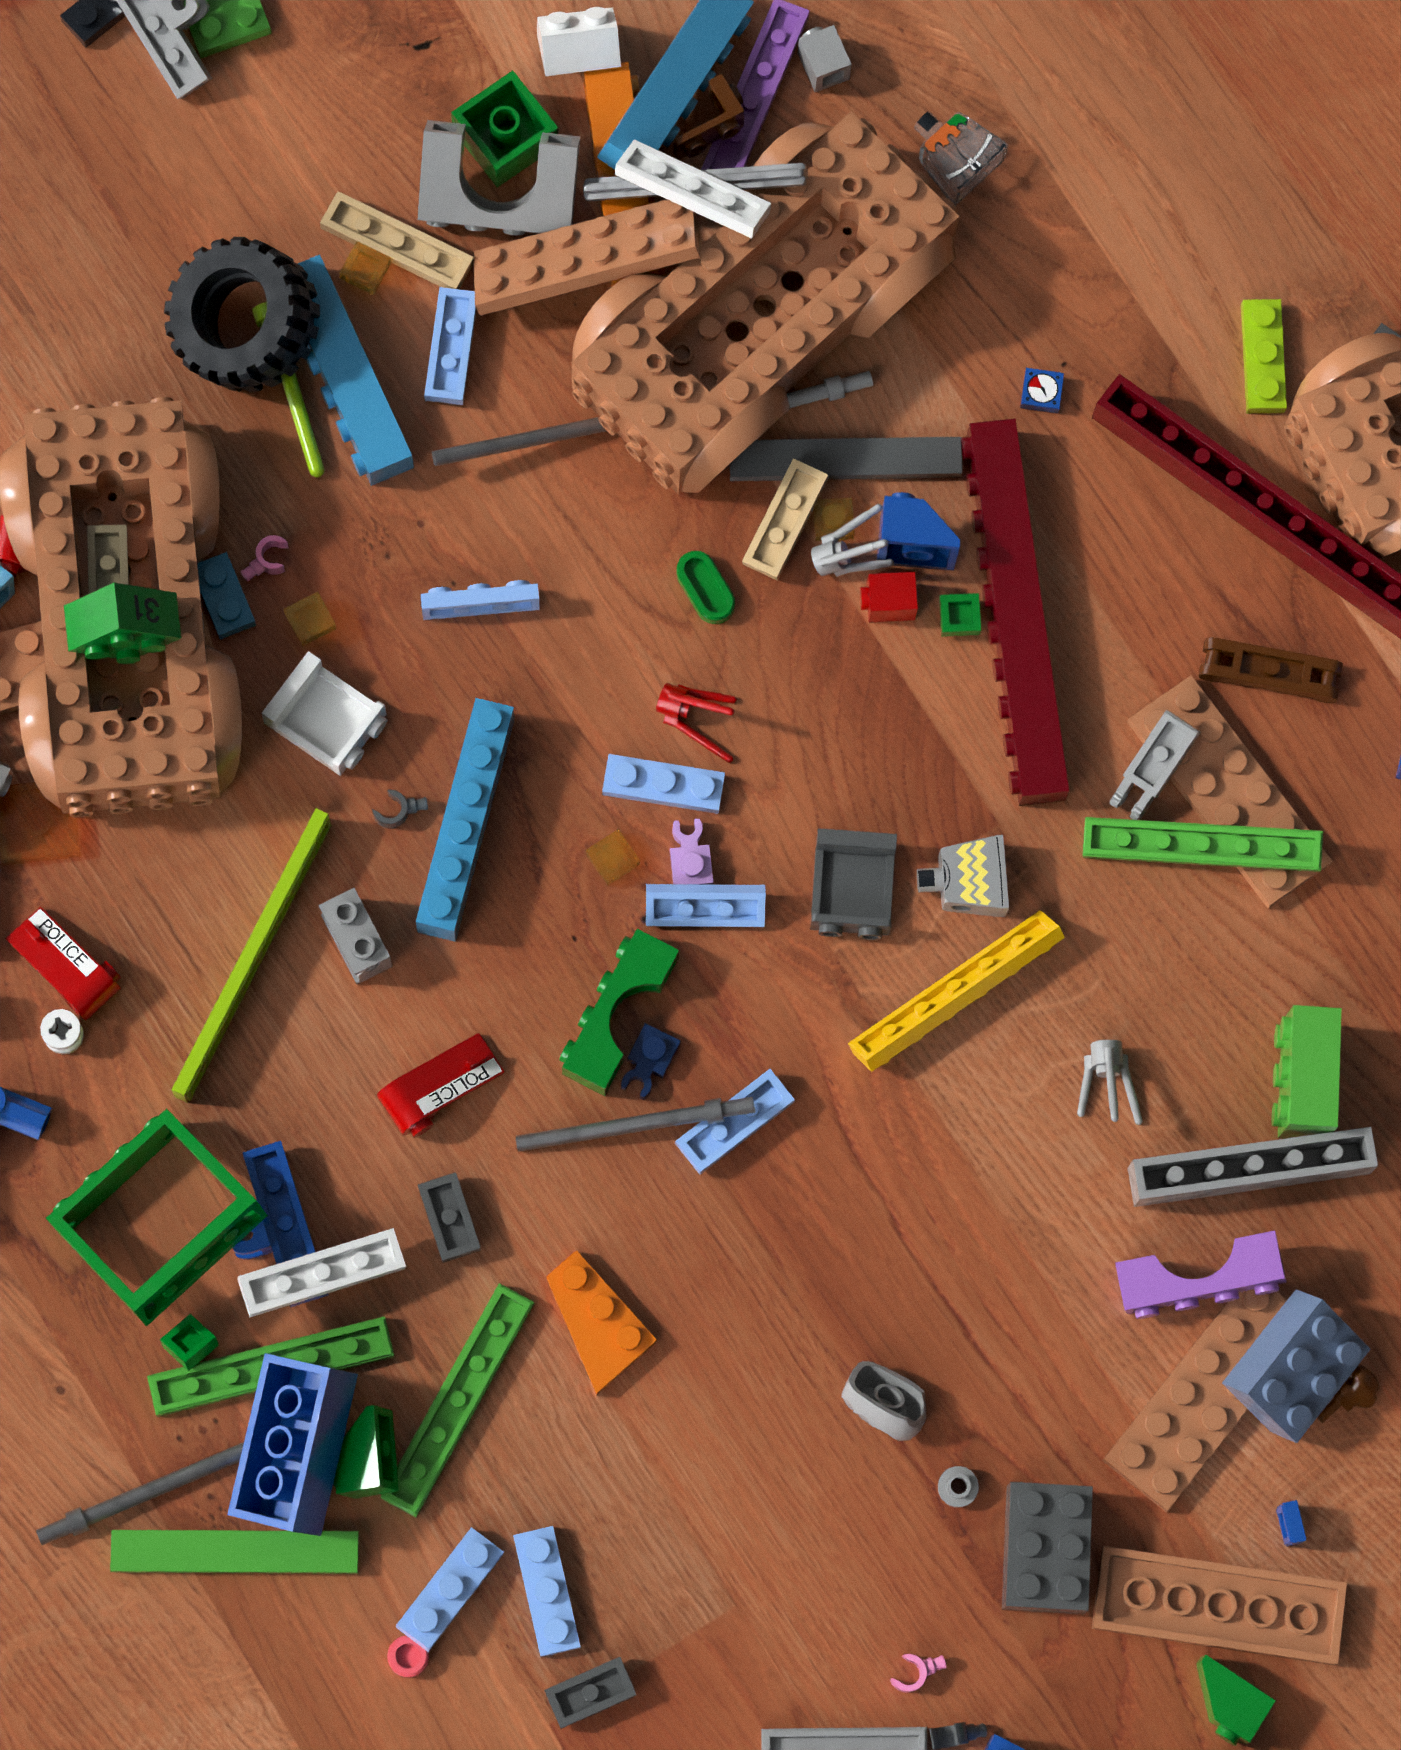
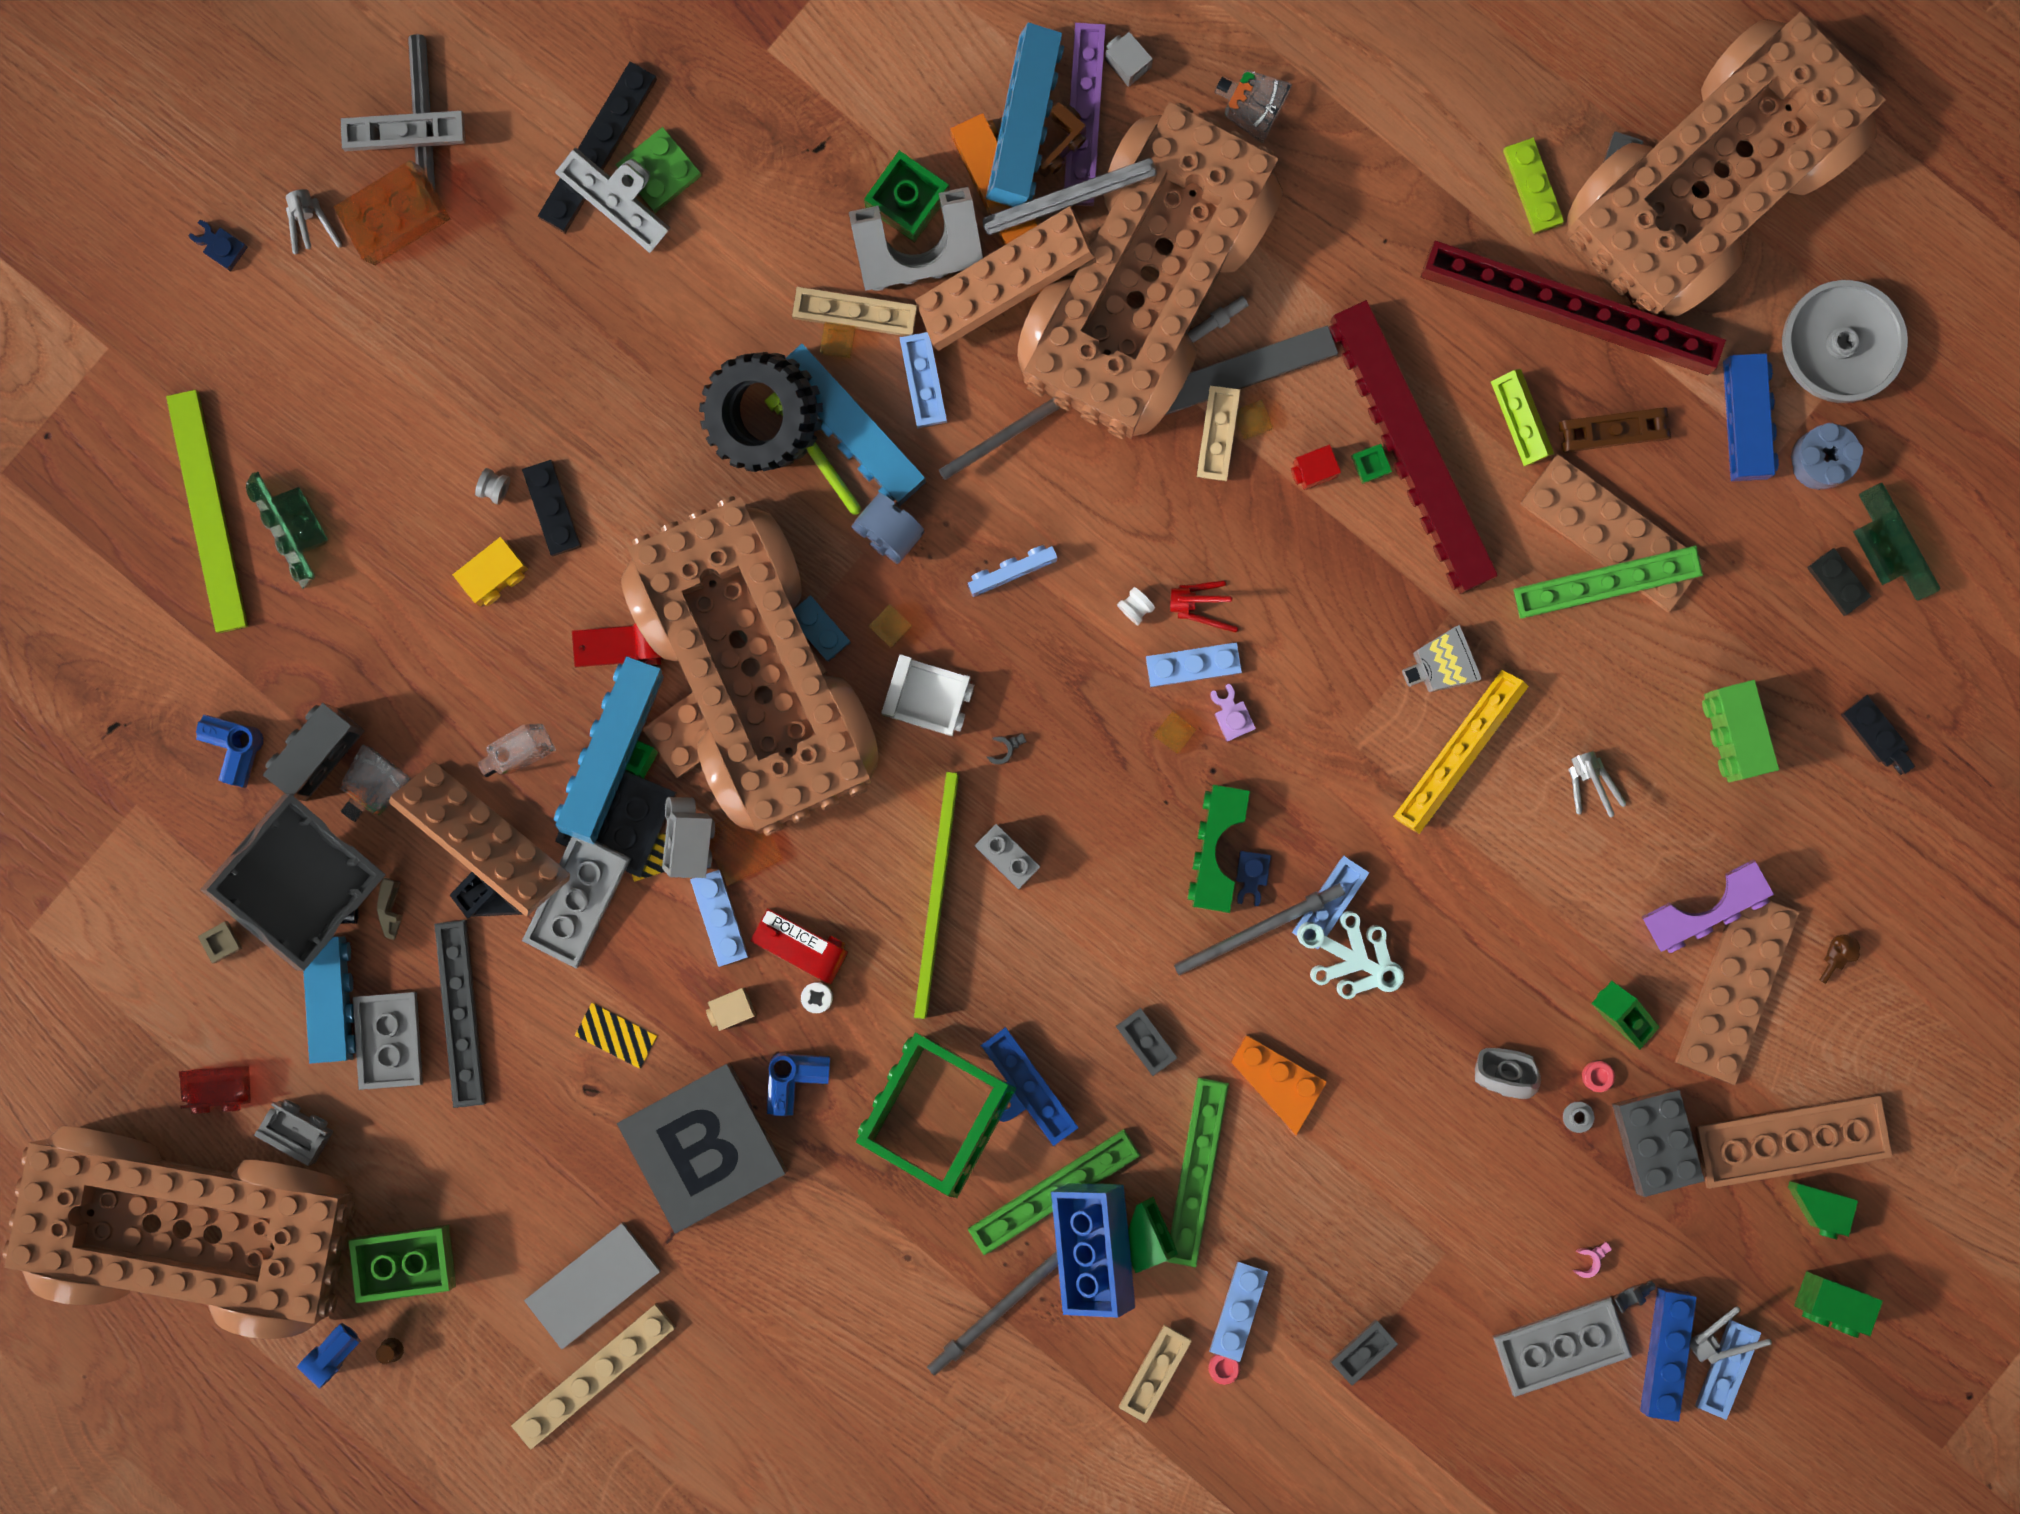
camera: 10 degrees left, 10 degrees up
(107, 555) = (730, 640): dark tan plate -> none
(122, 622) = (760, 687): green brick -> none
(189, 1342) = (990, 1195): green plate -> none
(233, 1551) = (1070, 1336): bright green tile -> none
(259, 565) = (837, 597): bright pink piece -> none
(318, 1632) = (1155, 1373): none -> tan plate
(321, 1272) = (1070, 1117): white plate -> none
(348, 500) = (889, 528): none -> sand blue brick
(438, 1083) = (1106, 946): red door -> none
(465, 819) = (1058, 741): dark azure brick -> none
(546, 1591) = (1307, 1289): light blue plate -> none
(578, 41) = (940, 110): white slope -> none
(616, 690) = (1136, 606): none -> white wheel
(693, 188) = (1071, 205): white plate -> none
(705, 587) = (1174, 504): green tile -> none
(705, 905) = (1256, 748): light blue plate -> none
(742, 1198) = (1354, 959): none -> light aqua plant
(835, 556) = (1265, 450): light grey plant -> none
(853, 883) = (1358, 696): dark grey panel -> none
(916, 534) = (1319, 415): blue slope -> none
(1000, 1445) = (1598, 1076): none -> coral tile
(1042, 390) = (1376, 268): tile -> none
(1058, 1378) = (1625, 1014): none -> green slope
(1156, 762) = (1555, 530): light grey hinge -> none
(1161, 618) = (1522, 417): none -> lime plate
(1252, 1166) = (1720, 814): light grey brick -> none
(1291, 1523) = (1827, 1066): blue tile -> none
(1296, 1366) = (1798, 952): sand blue brick -> none

